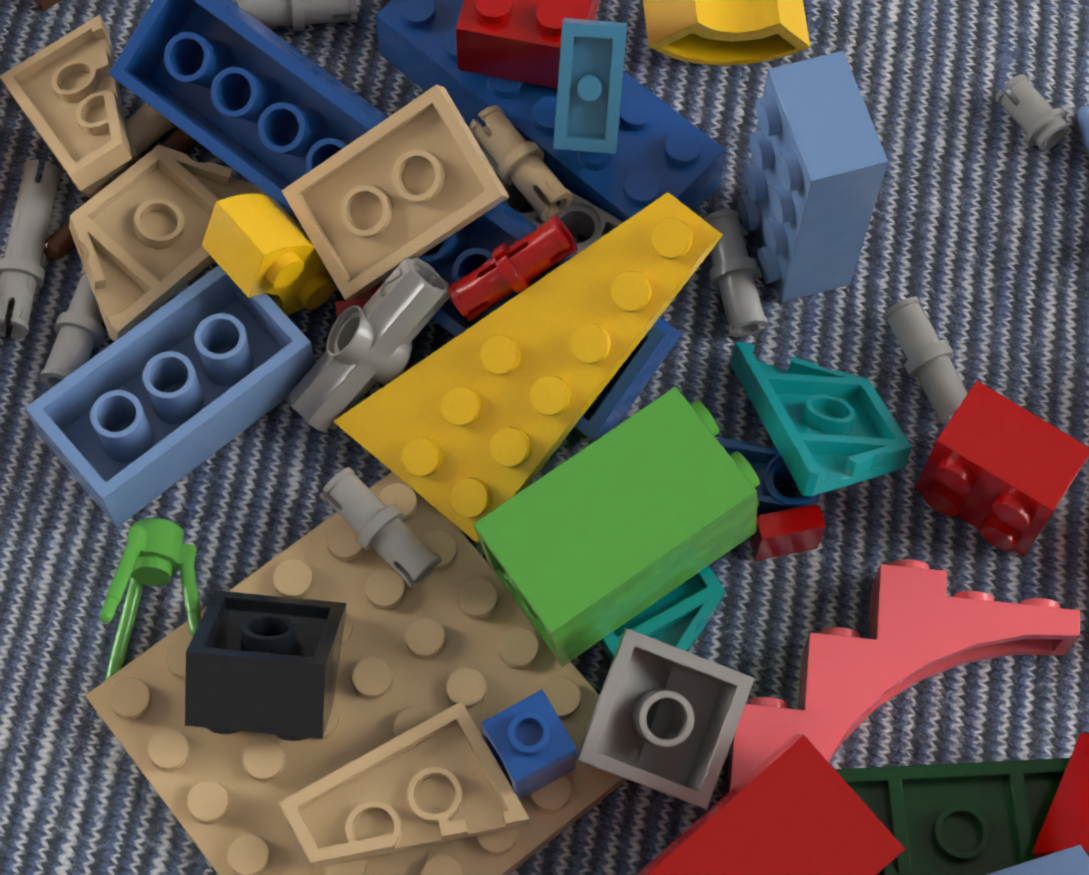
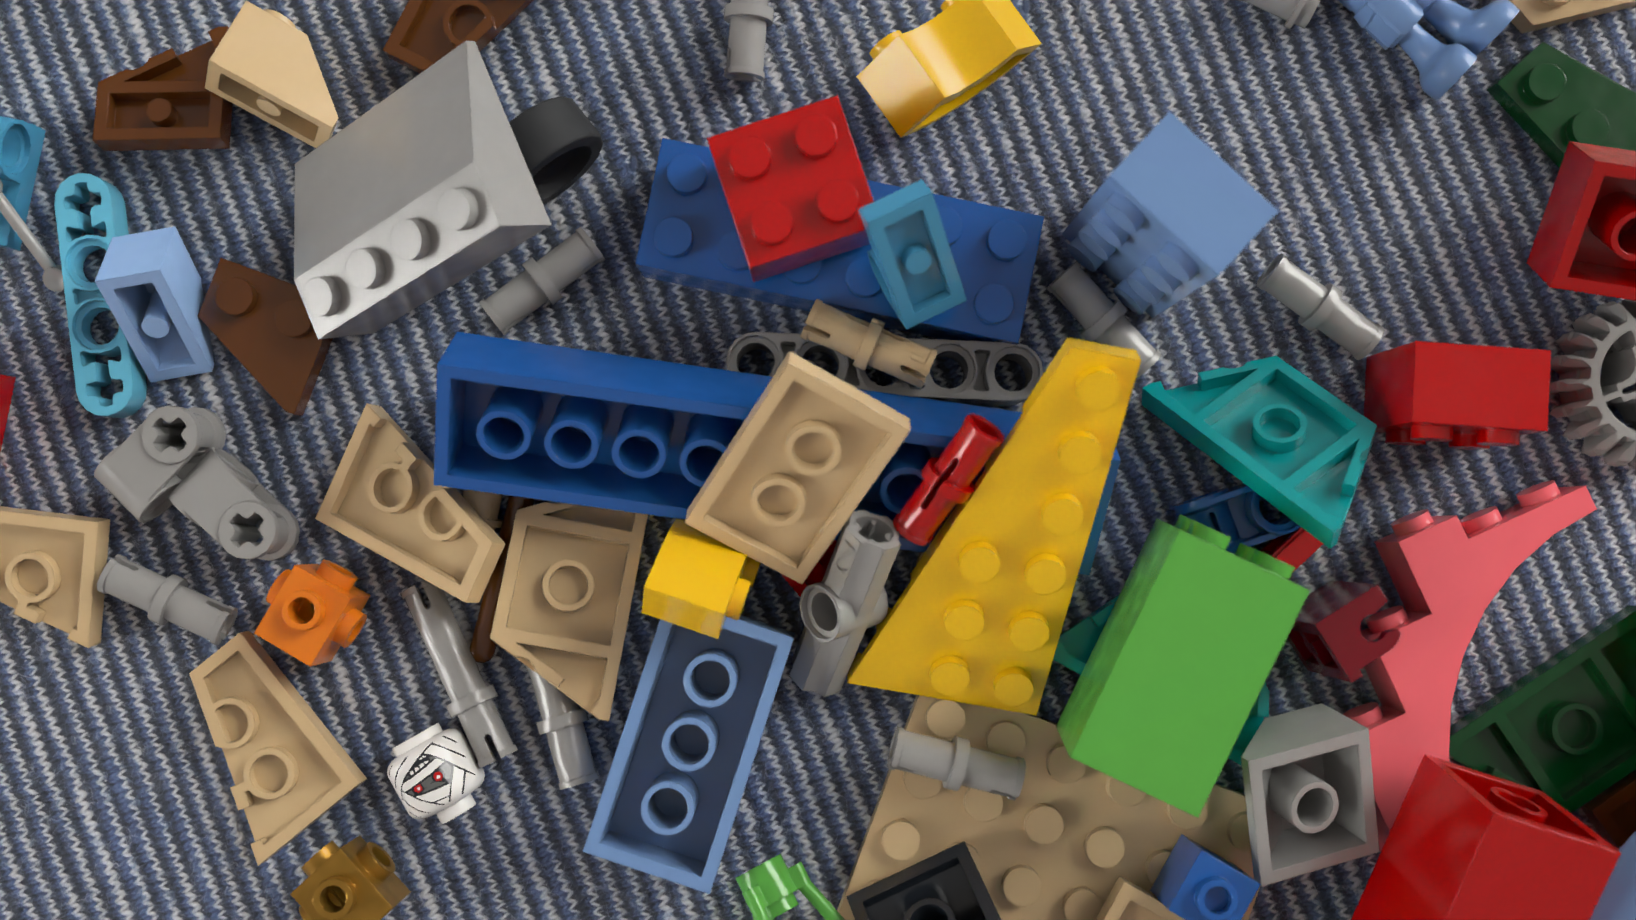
camera: 30 degrees left, 20 degrees up
(780, 588) = (1329, 630): none -> dark red hinge

